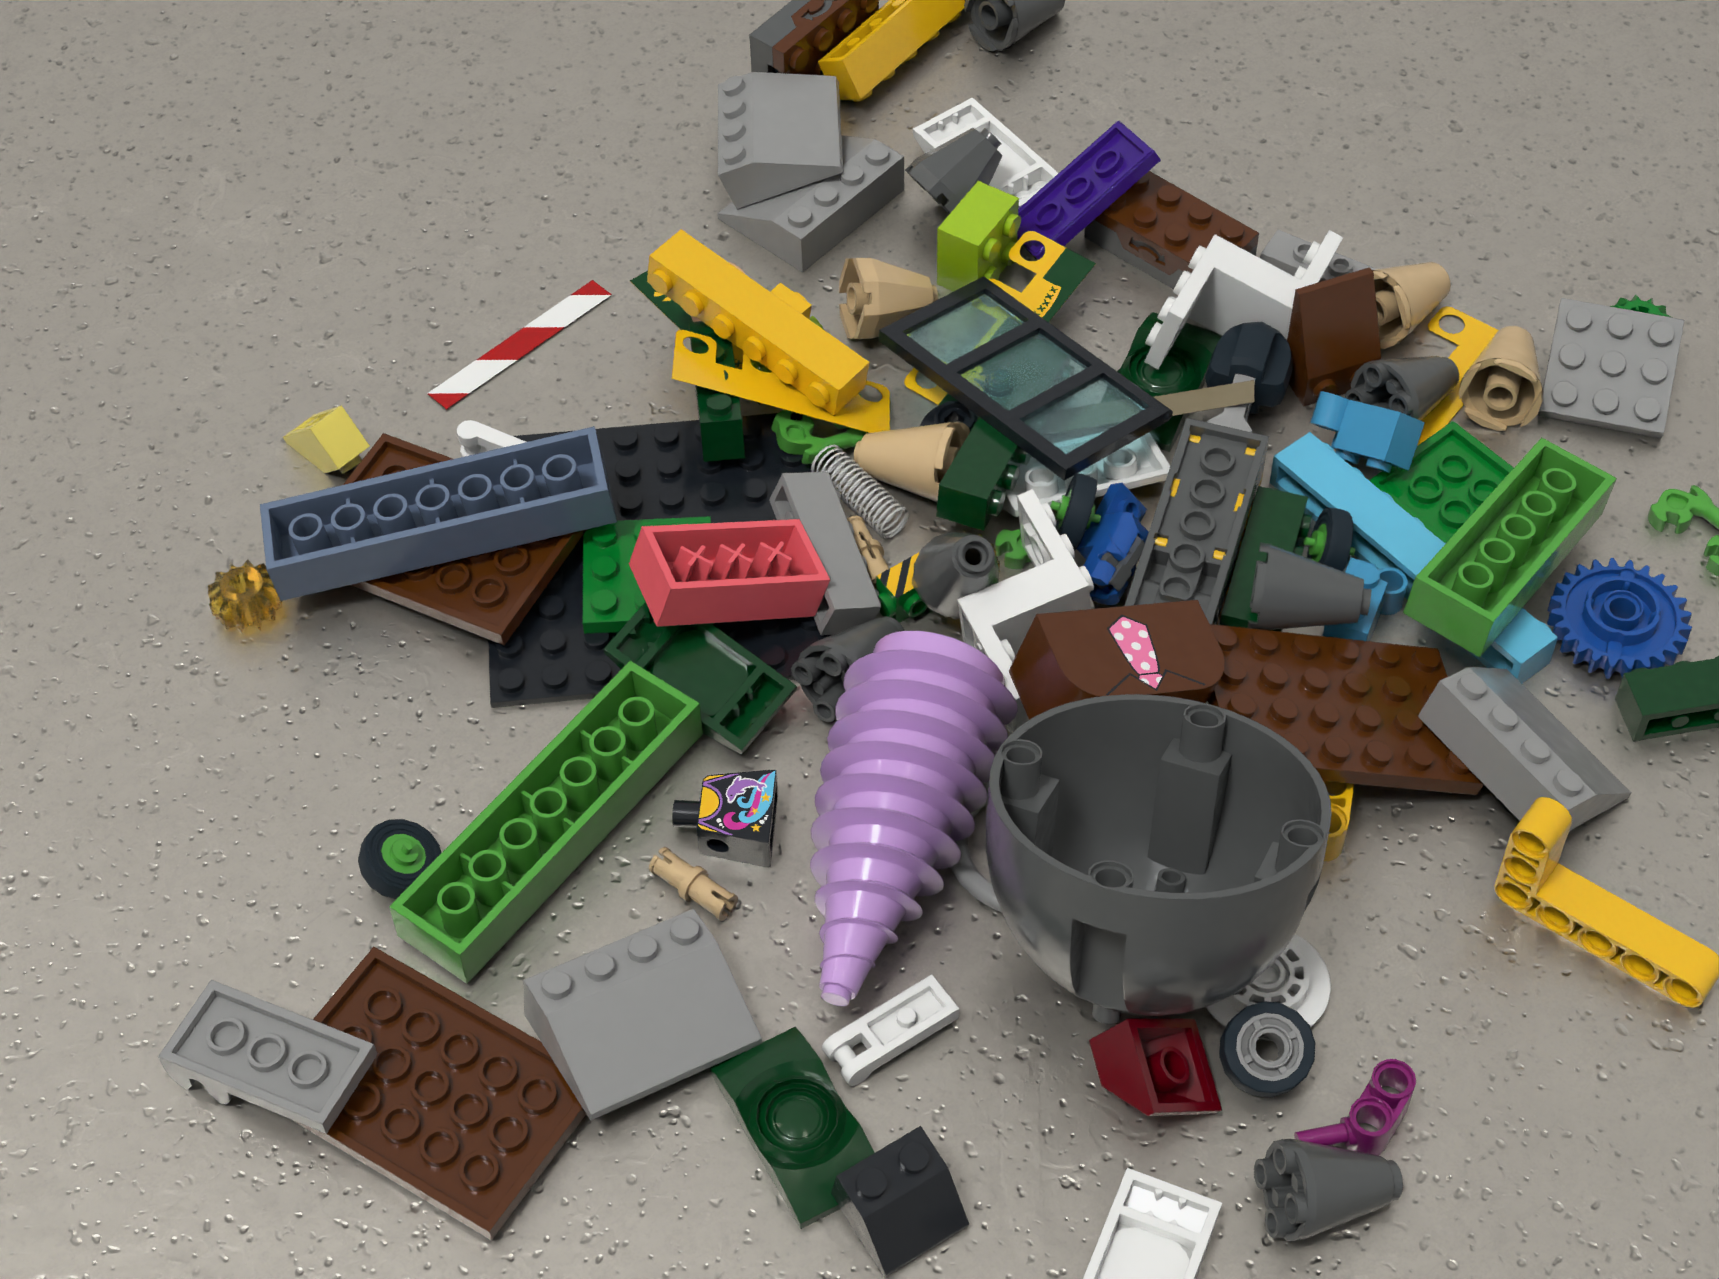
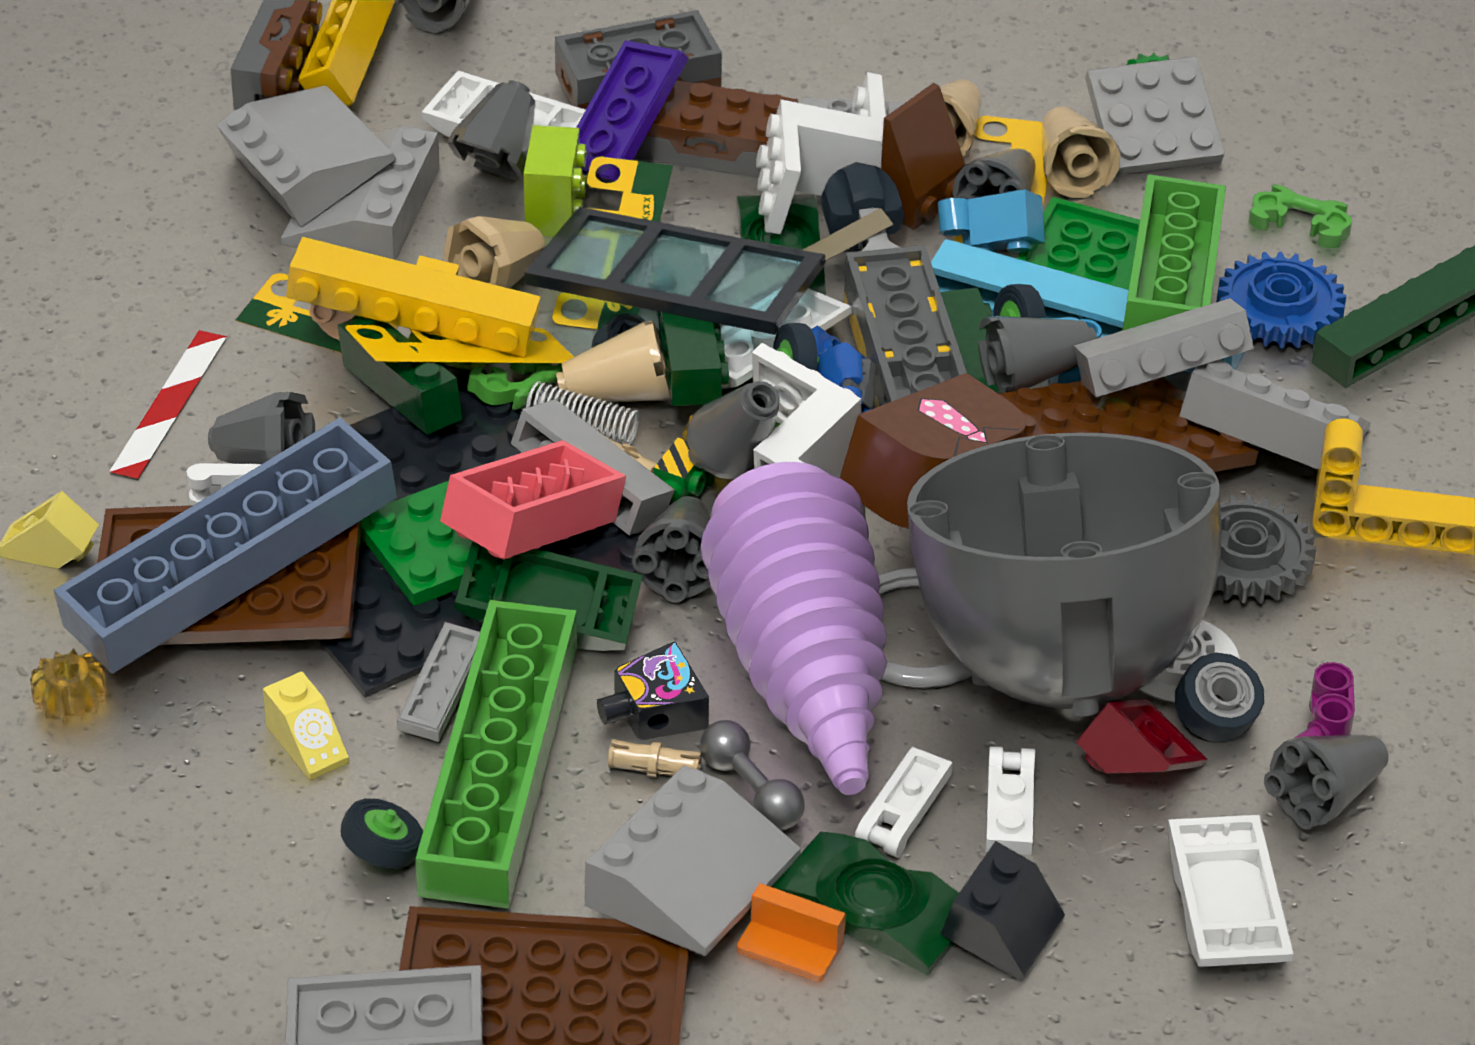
camera: 30 degrees left, 10 degrees down
(408, 719) = (304, 725): none -> light yellow slope
(541, 726) = (439, 683): none -> light grey plate
(555, 407) = (261, 429): none -> dark grey cone
(694, 1131) = (792, 933): none -> orange panel
(767, 980) = (727, 747): none -> flat silver piece
(995, 1073) = (1010, 800): none -> white plate
(1177, 133) = (587, 55): none -> dark grey piece
(1369, 894) = (1262, 550): none -> dark grey gear
(1425, 642) = (1163, 347): none -> light grey brick

